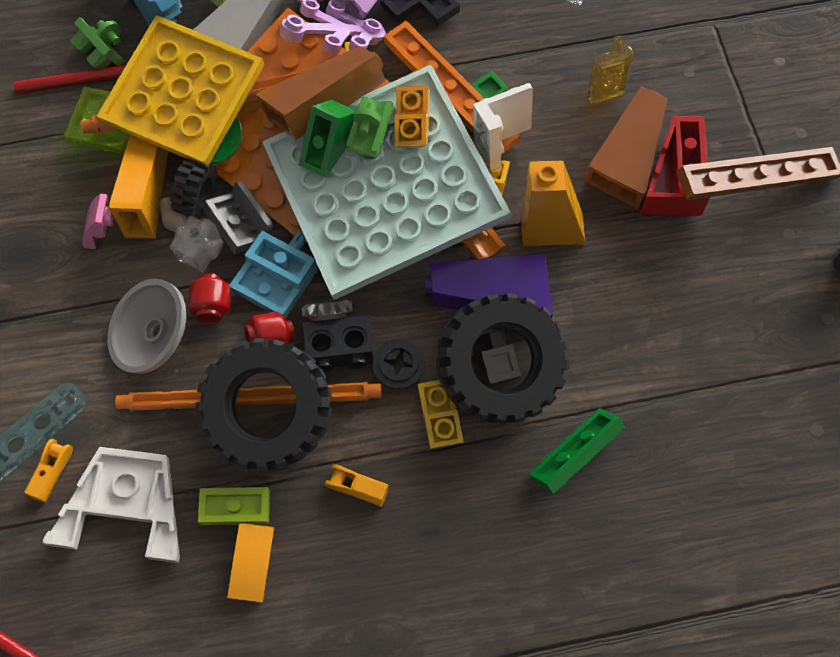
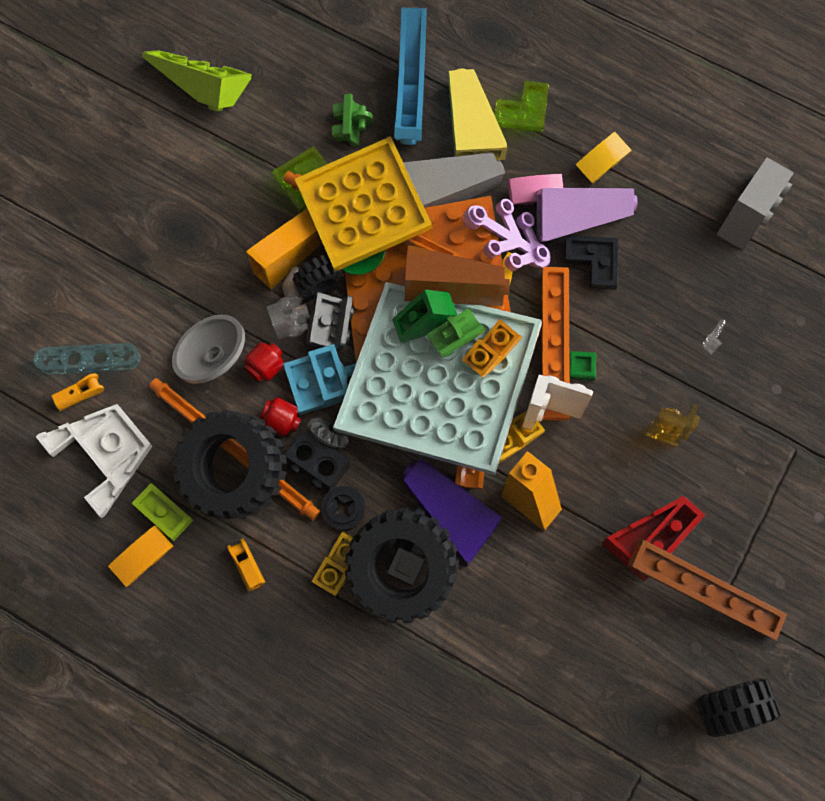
camera: 40 degrees right, 5 degrees up
(68, 79) = (312, 131): red bar -> none
(97, 220) = (238, 251): bright pink slope -> none
(576, 450) = (400, 666): green plate -> none
(628, 153) = (635, 492): dark orange slope -> none

